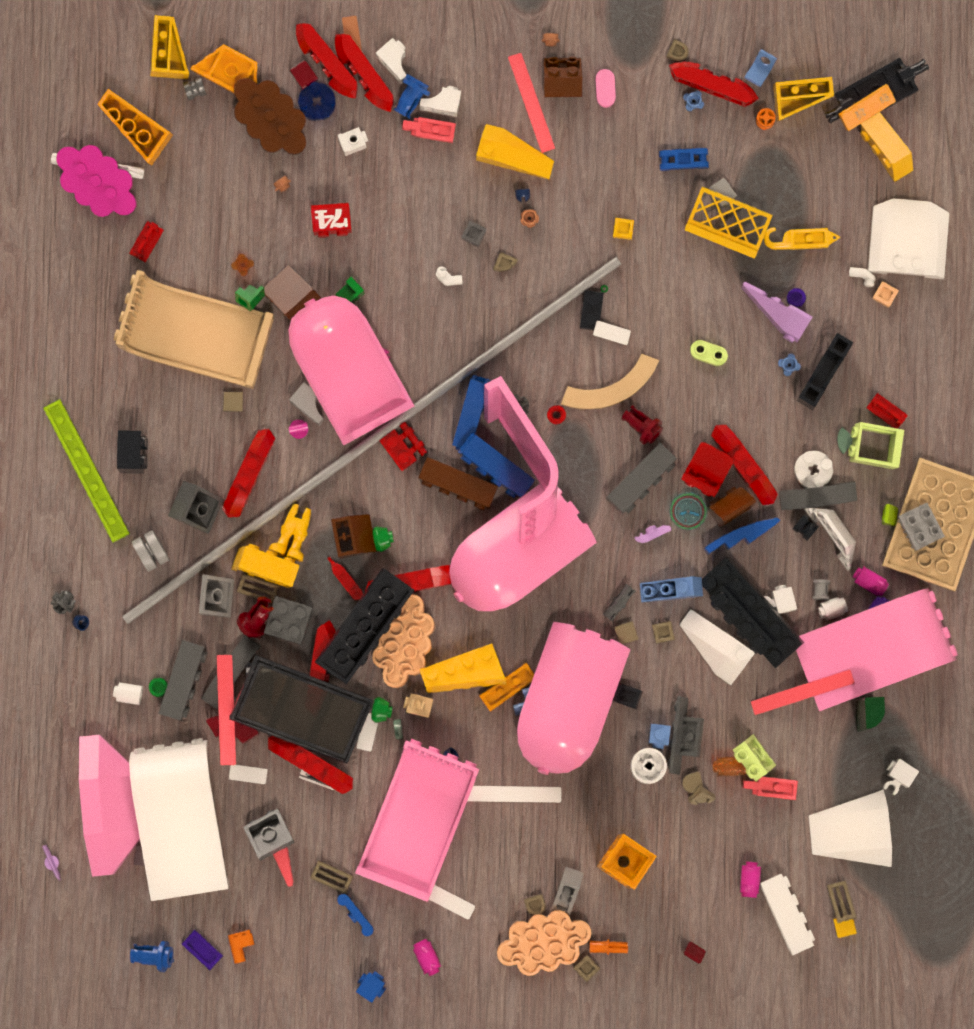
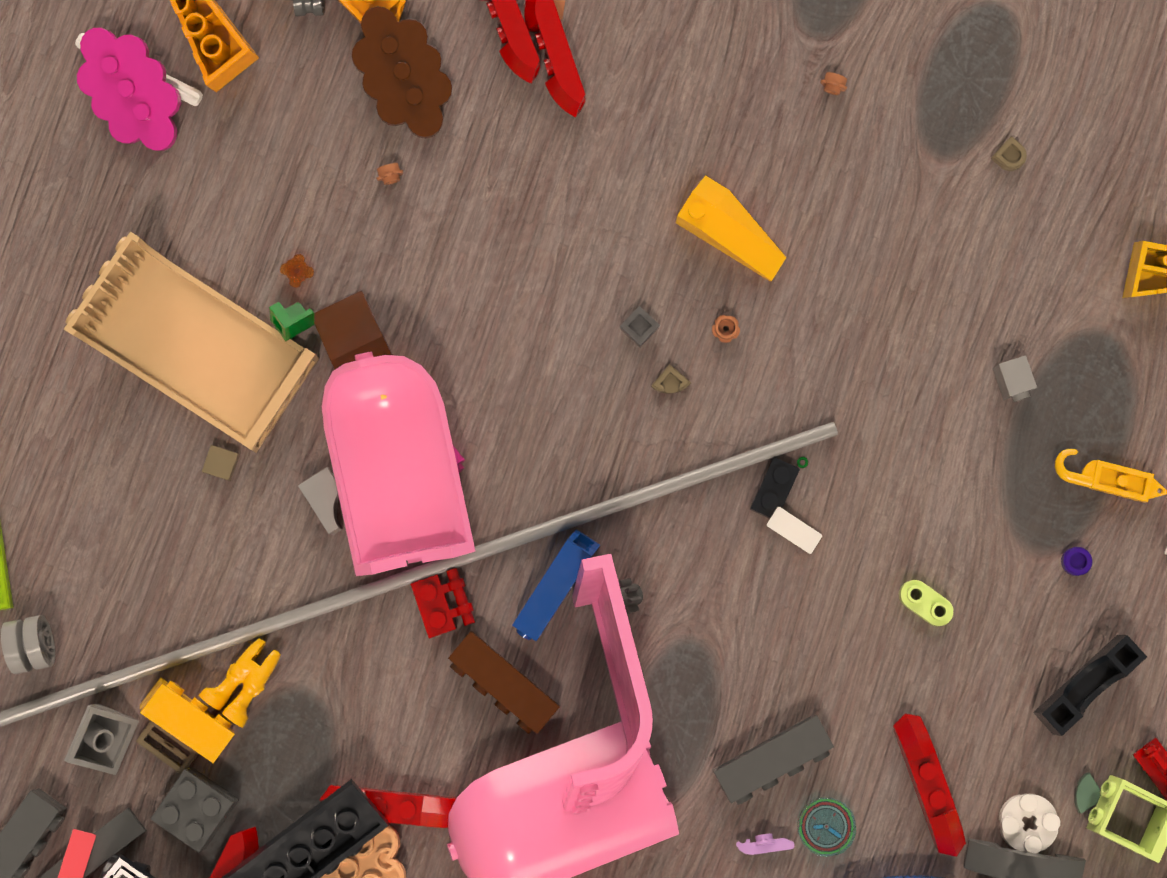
camera: 20 degrees right, 0 degrees up
(130, 452) = (47, 492): black brick -> none
(146, 241) = (172, 196): red hinge -> none
(195, 507) = (116, 600): dark grey slope -> none
(248, 473) = (208, 573): red brick -> none
(253, 622) = (142, 795): dark red piece -> none
(298, 429) = (300, 531): dark pink plate -> none
(303, 74) = (468, 27): dark red slope -> none
(317, 112) = (475, 56): clear blue plate -> none
(331, 219) = (441, 244): red slope -> none
(346, 580) = (299, 773): red piece -> none
(351, 291) = (436, 357): green panel -> none
(352, 147) = (504, 151): white brick -> none
(353, 535) = (328, 713): reddish brown slope -> none
(382, 538) = (369, 729): green cone -> none
(391, 57) = (600, 40): white arch -> none
(411, 95) = (611, 103): blue piece -> none
(430, 129) = (624, 159): coral hinge -> none
(444, 103) = (655, 128): white arch -> none
(446, 278) = (580, 378): white arm -> none
(496, 466) = (565, 676): blue brick -> none
(522, 193) = (727, 290): dark blue hinge -> none
(531, 102) = (779, 165): coral sticker -> none
(556, 408) = (687, 625): red plate -> none
(562, 77) = (835, 142): reddish brown slope -> none
(605, 88) = (891, 176): bright pink tile -> none
(614, 393) = (774, 619): tan tile -> none
(623, 228) = (856, 384): yellow tile -> none
(645, 426) = (799, 680): dark red piece -> none
(683, 159) = (973, 311): blue plate -> none
(698, 100) = (1018, 226): medium blue plate -> none
(704, 80) = (1038, 209): red brick -> none
(707, 469) = (874, 777): red bracket -> none
(721, 237) = (997, 442): yellow fence -> none
(731, 506) = (894, 845): reddish brown slope -> none
(759, 71) = (1121, 217): medium blue bracket -> none
(767, 115) = (1115, 288): orange wheel -> none
(784, 364) = (1046, 660): medium blue plate -> none
(788, 320) = (1056, 592): lavender wedge -> none

